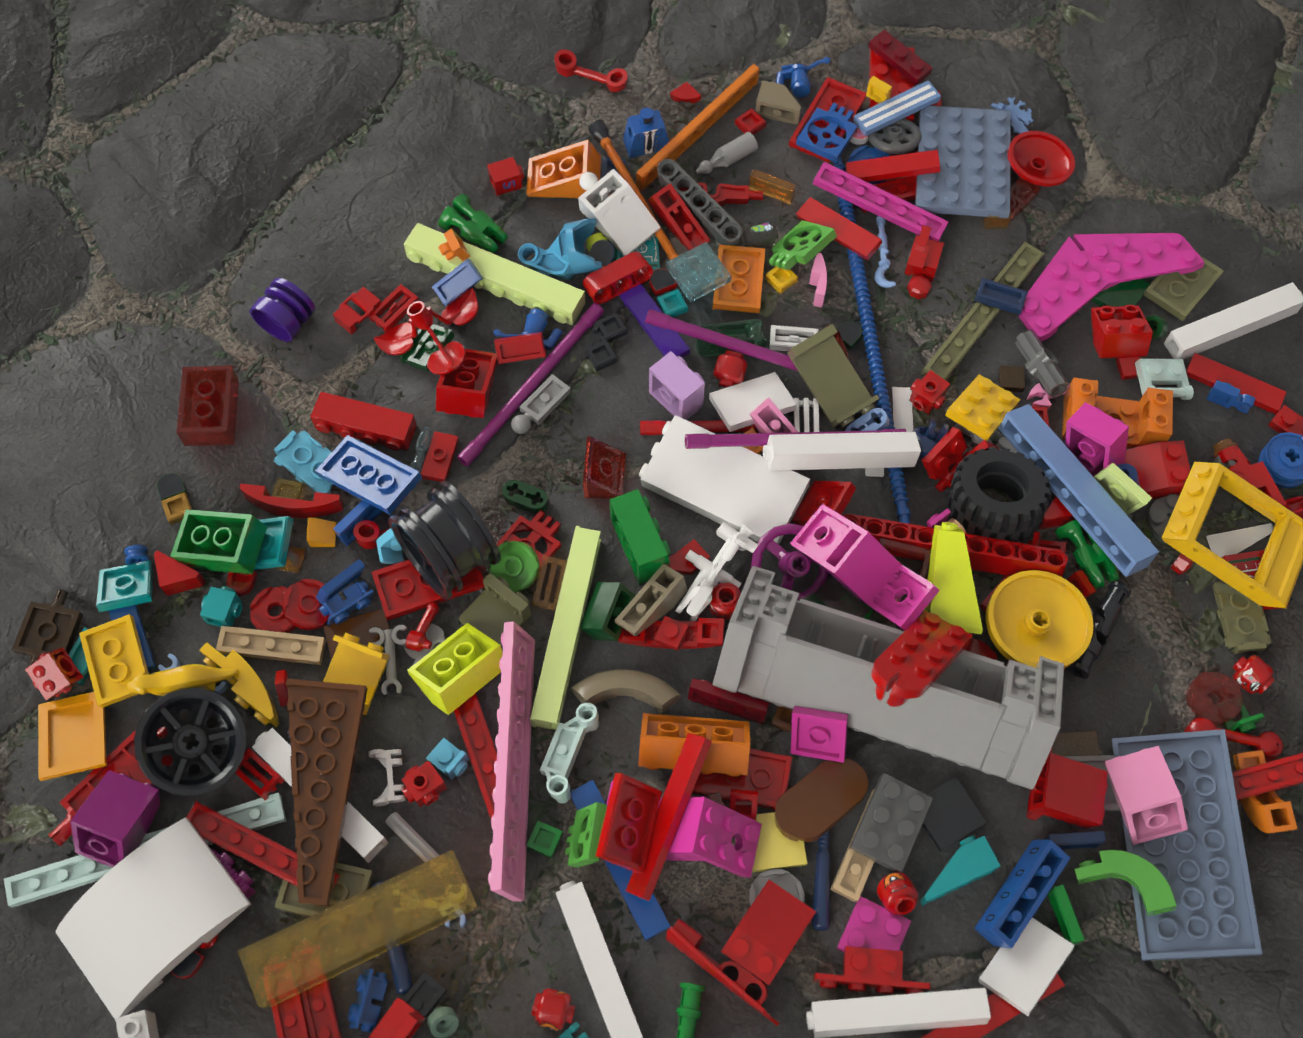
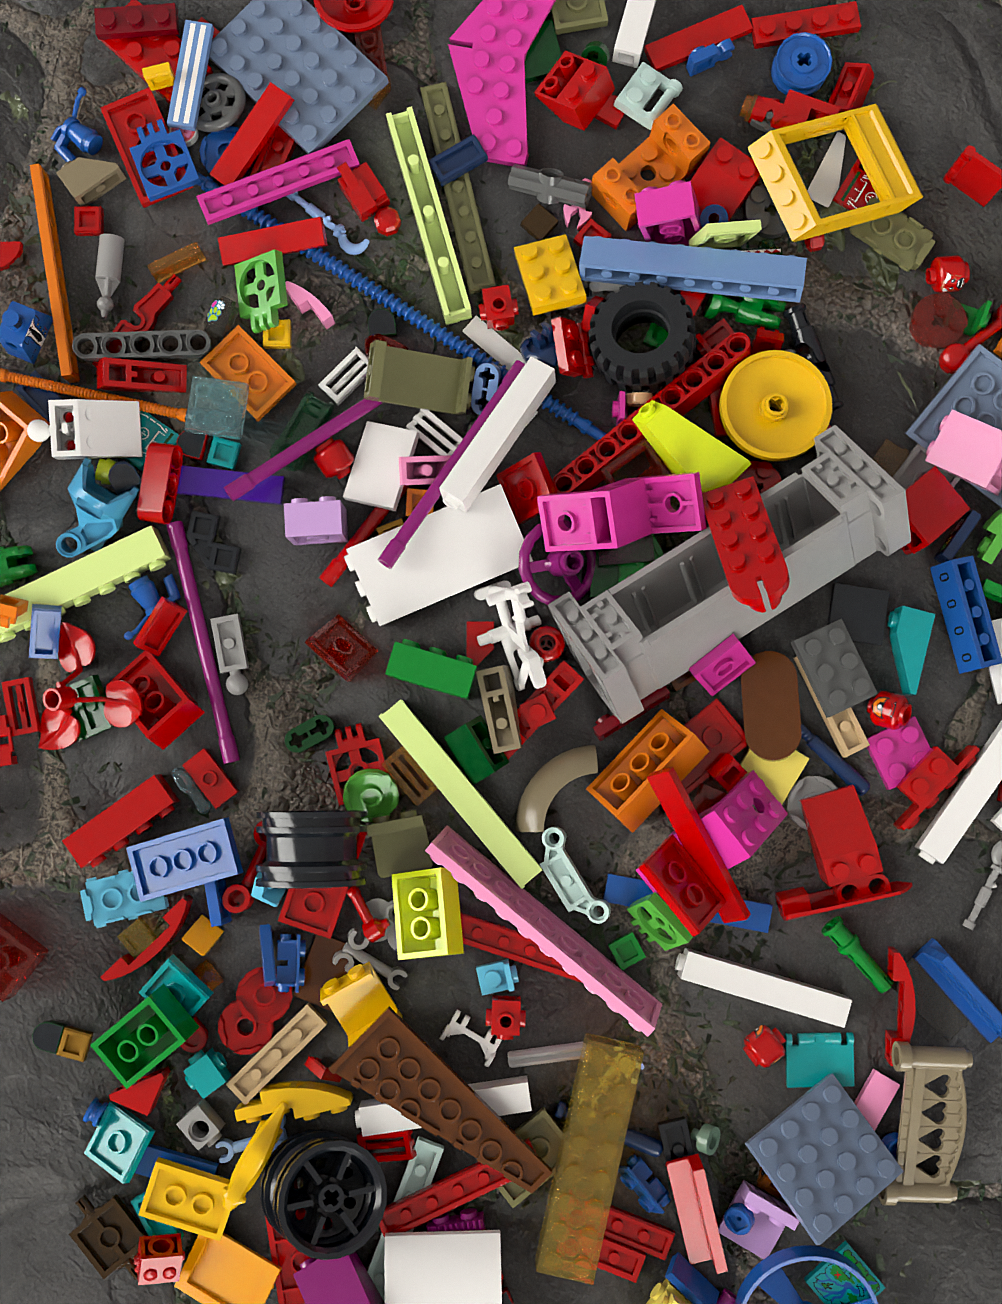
camera: 50 degrees left, 20 degrees up
(174, 622) = (201, 1112): none -> light grey brick
(945, 309) = (429, 216): none -> yellowish green tile

